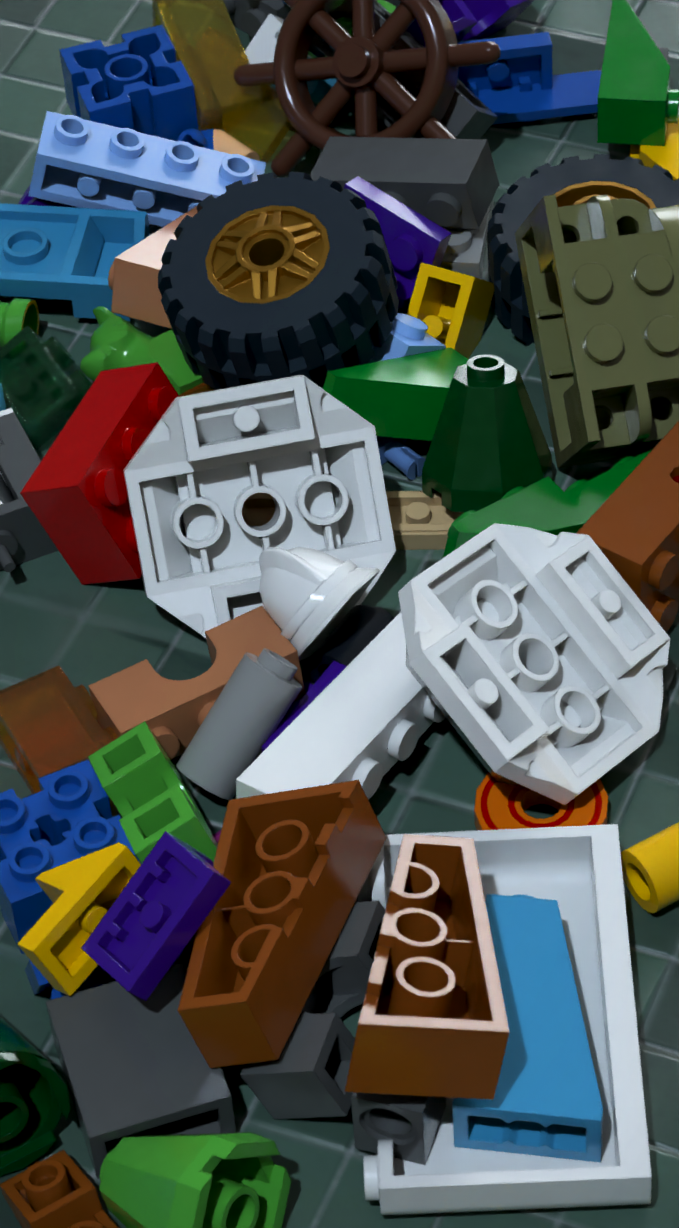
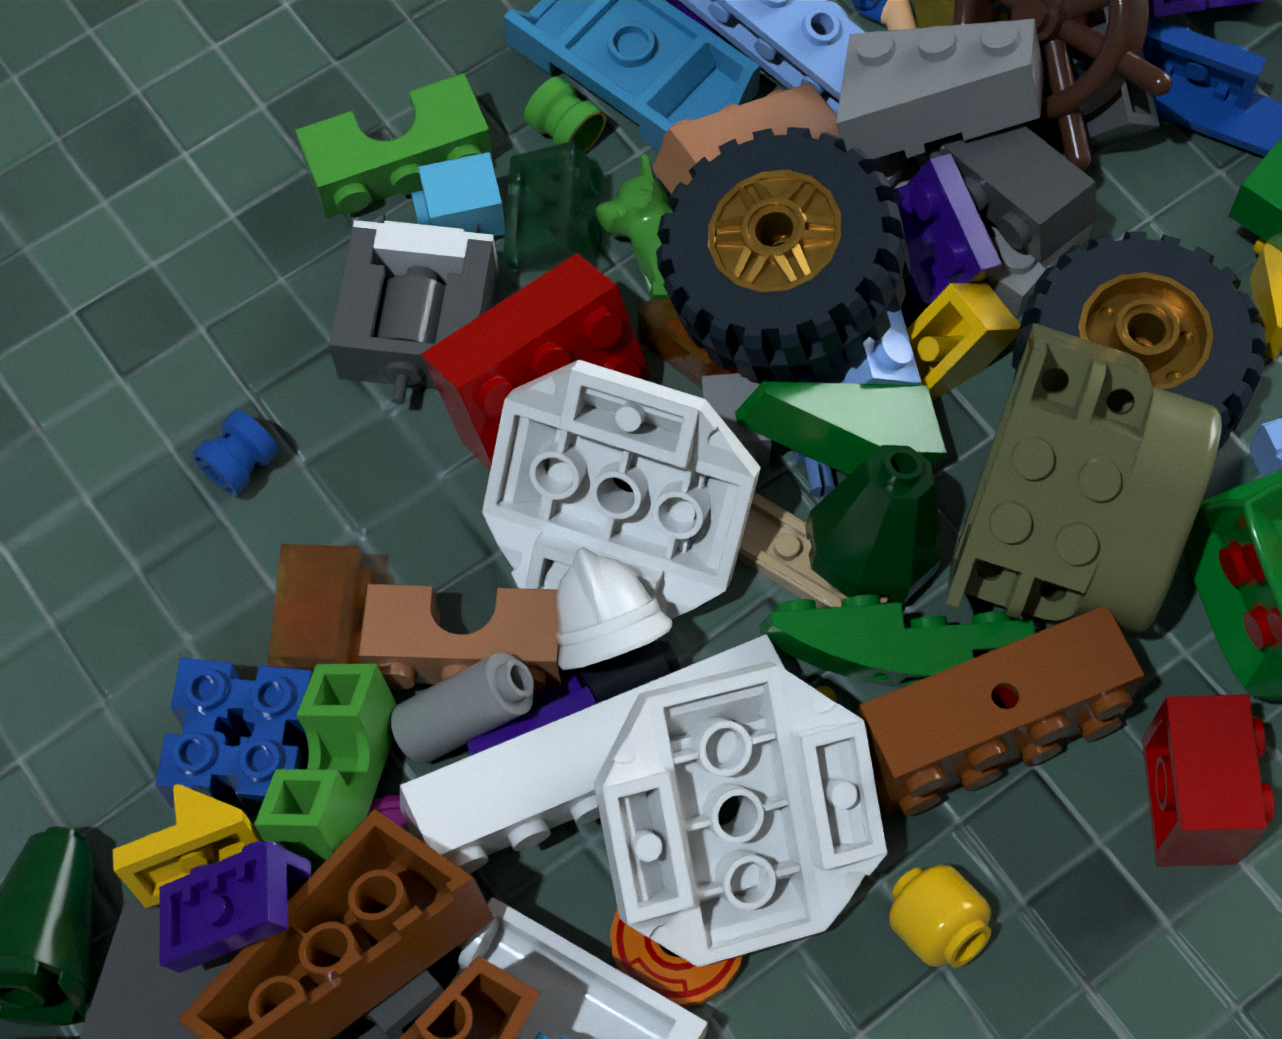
camera: 30 degrees right, 20 degrees up
(320, 122) = (938, 83): none -> light grey wedge

